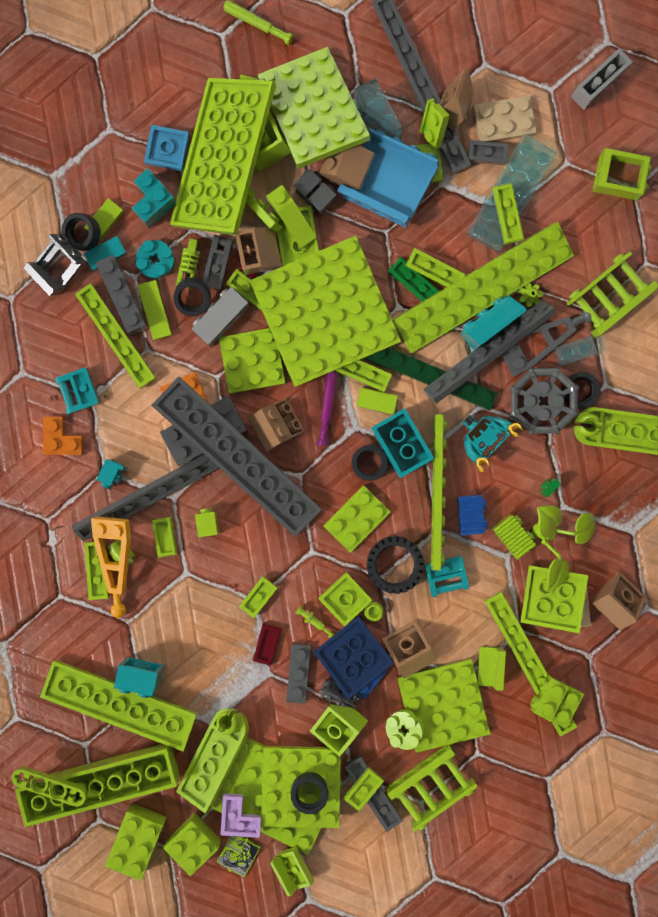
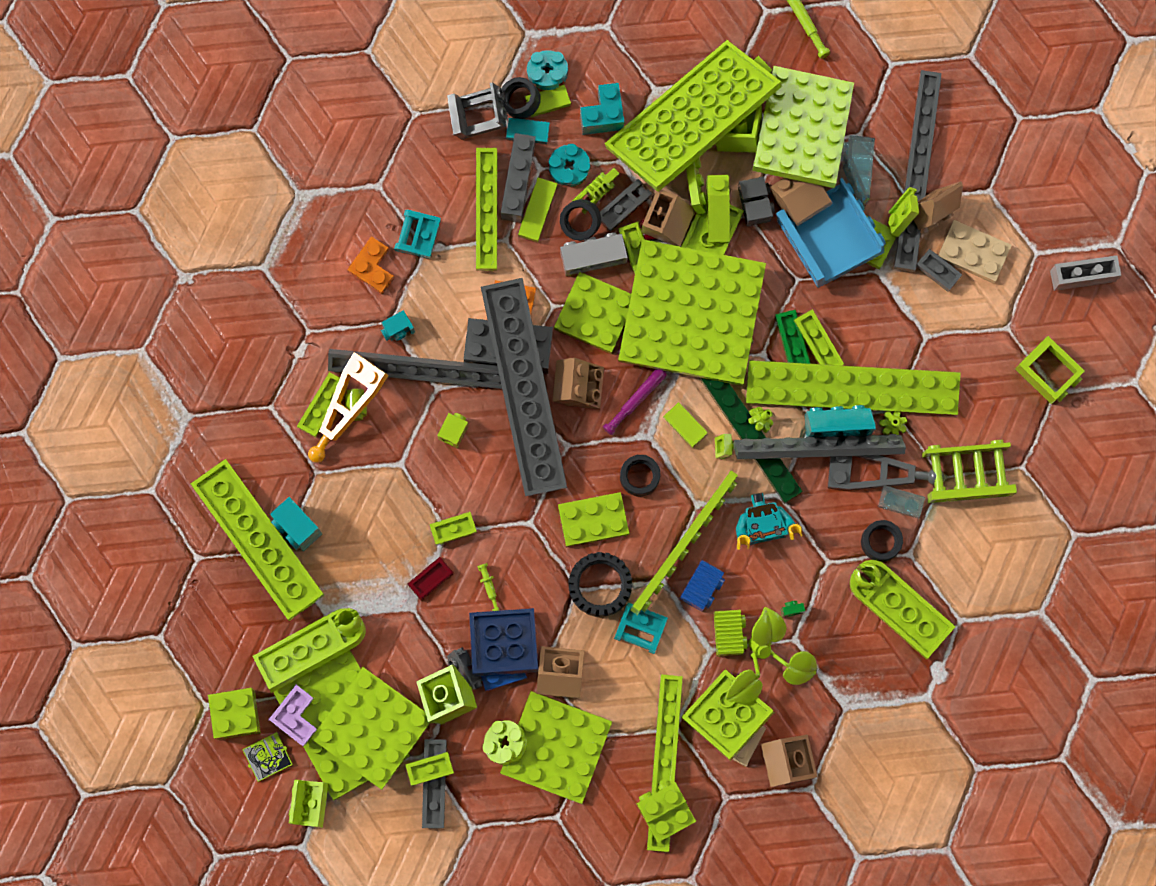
camera: 30 degrees right, 10 degrees down
(48, 790) = (149, 564): lime beam -> none
(79, 188) = (545, 59): none -> teal plate
(106, 783) = (188, 597): lime brick -> none
(135, 841) = (184, 676): lime brick -> none
(164, 537) = (404, 417): lime tile -> none
(166, 148) = (647, 76): dark azure plate -> none
(298, 673) = (441, 625): dark grey plate -> none
(304, 807) = (363, 727): black tyre -> none
(345, 599) = (532, 585): lime plate -> none
(367, 375) = (692, 394): lime plate -> none
(373, 611) = (550, 615): lime plate -> none
(402, 443) = (682, 476): teal brick -> none
(417, 398) = (723, 446): none -> lime plate
(429, 767) = (481, 797): lime fence -> none
(430, 358) = (761, 418): none -> lime plant
(491, 667) = (624, 741): lime panel -> none
(508, 214) = (919, 336): lime tile -> none
(525, 172) = (935, 320): clear light blue plate -> none
(555, 400) = (850, 532): dark grey plate -> none

